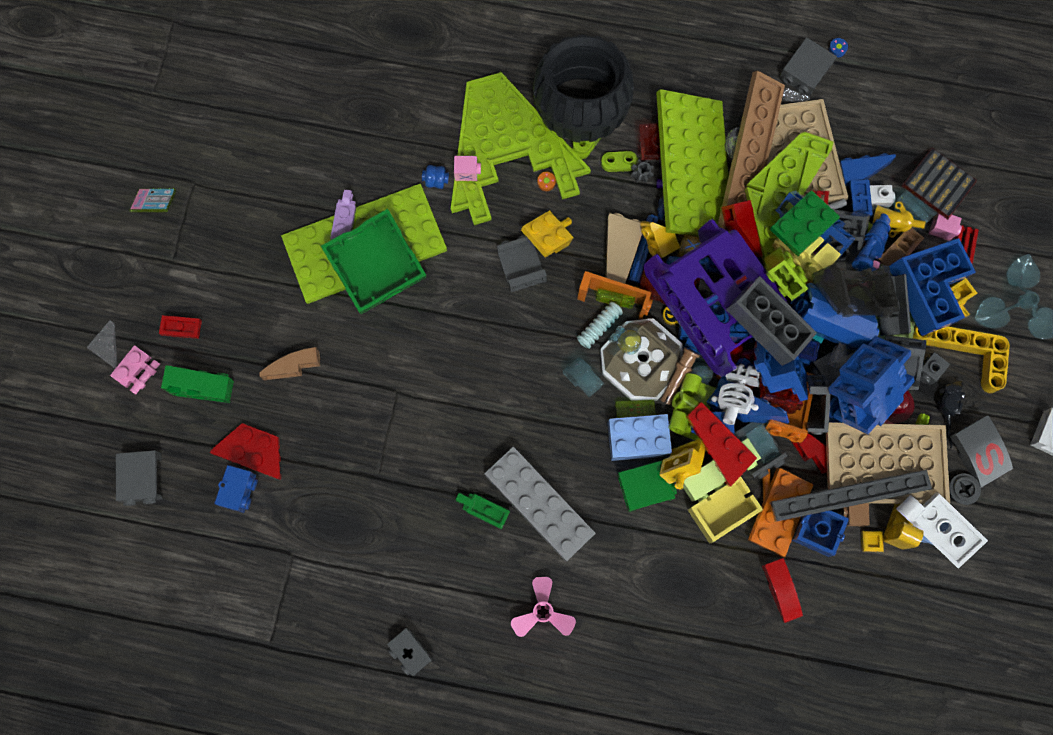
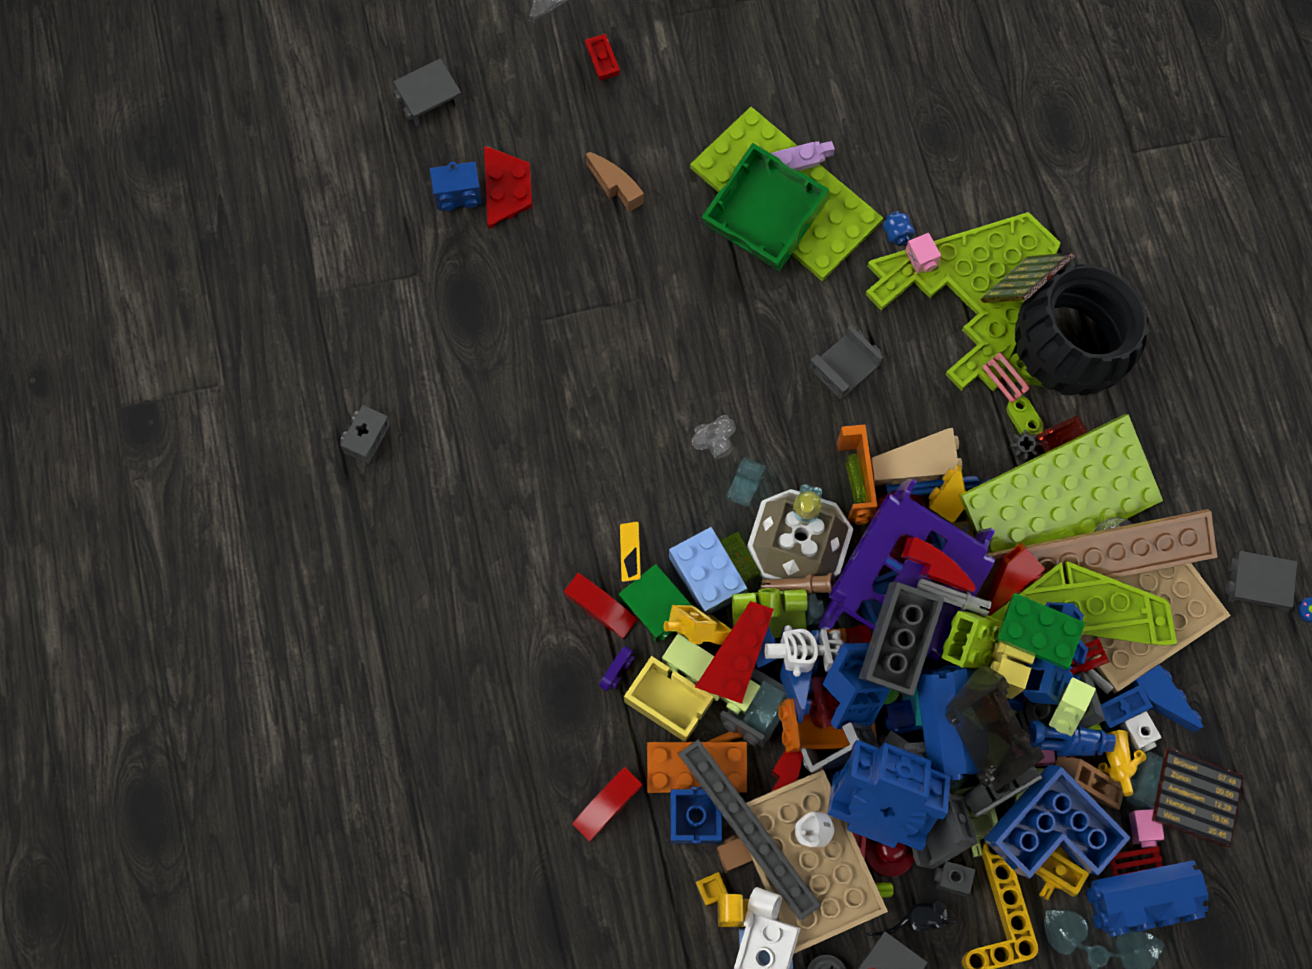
camera: 65 degrees right, 5 degrees down
(131, 366) = (537, 32): bright pink plate -> none
(197, 384) = (548, 99): green wedge -> none
(483, 509) = (550, 443): green hinge -> none
(524, 623) = (446, 538): bright pink piece -> none
(527, 104) = (1027, 277): none -> piece
(536, 384) = (715, 437): none -> clear plate
(539, 504) = (581, 497): light grey brick -> none
(546, 181) = (957, 348): orange tile -> none
(548, 233) = (894, 374): yellow plate -> none
(598, 487) = (630, 551): none -> yellow sticker
(600, 325) = (817, 476): light aqua piece -> none
(603, 155) = (999, 383): none -> tile
(630, 528) = (600, 605): none -> red slope
(689, 544) = (611, 678): none -> dark purple plate
(727, 270) = (937, 565): none -> red slope
(758, 264) = (955, 597): none -> light grey axle
(794, 96) = (1216, 578): clear axle -> none
(863, 229) = (1072, 707): none -> yellowish green brick
(874, 446) = (819, 829): none -> white piece
(997, 248) = (1148, 898): none -> blue brick

